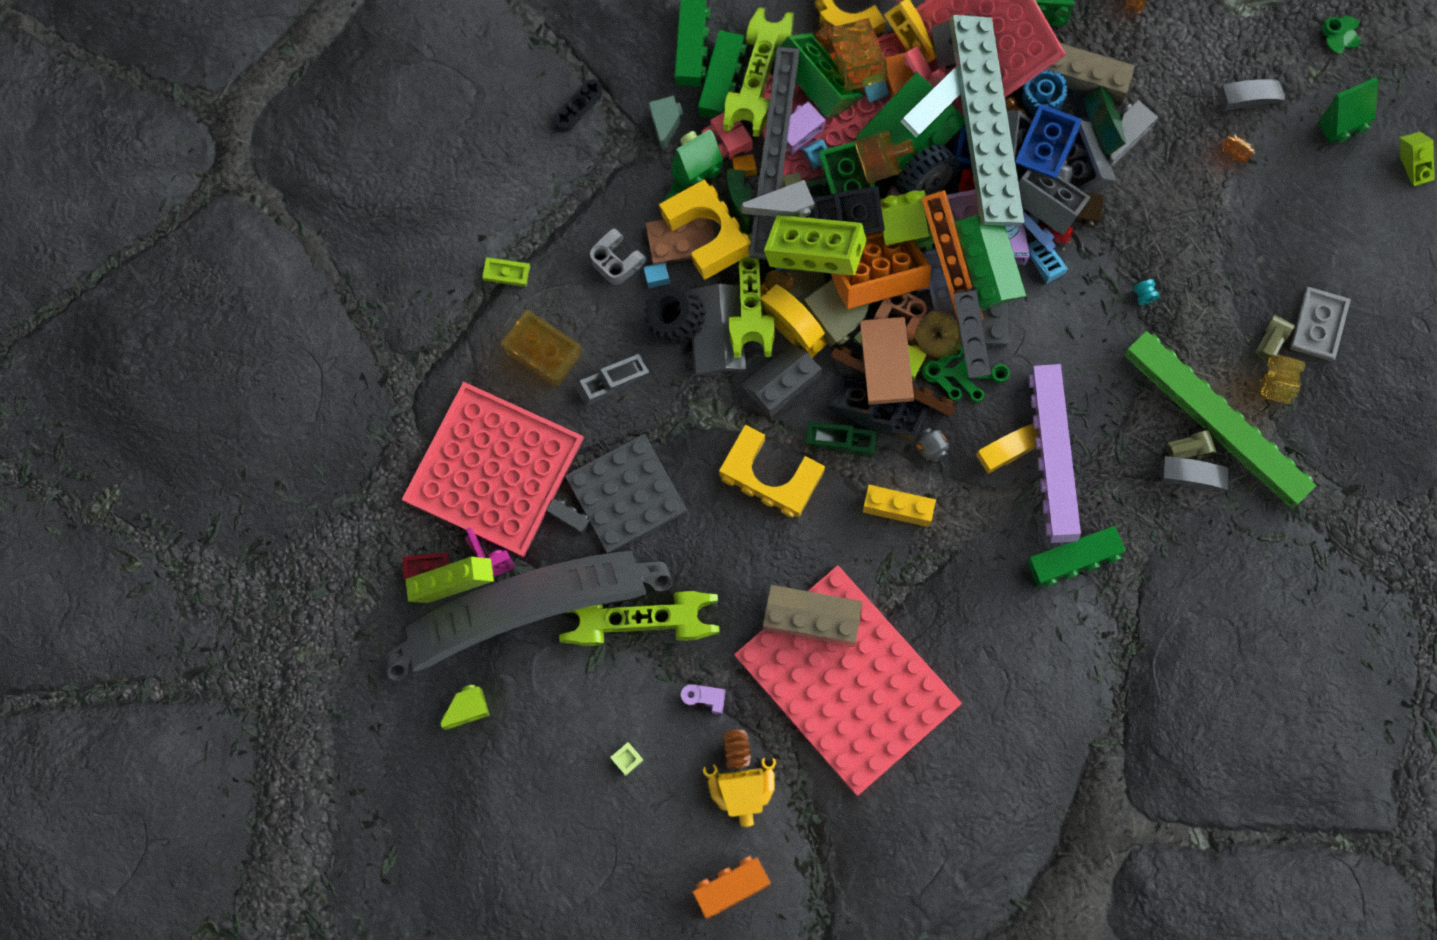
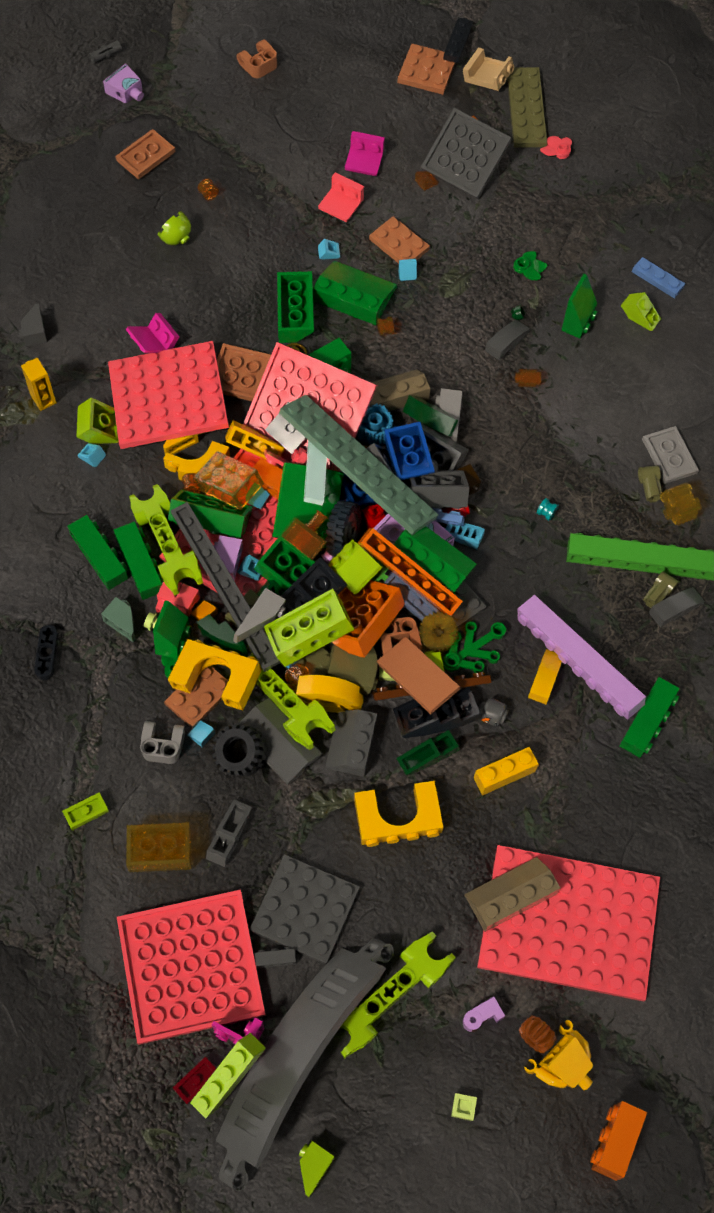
camera: 45 degrees left, 10 degrees down
(972, 332) = (462, 613): black plate -> none
(1286, 75) = (518, 313): none -> dark green hinge

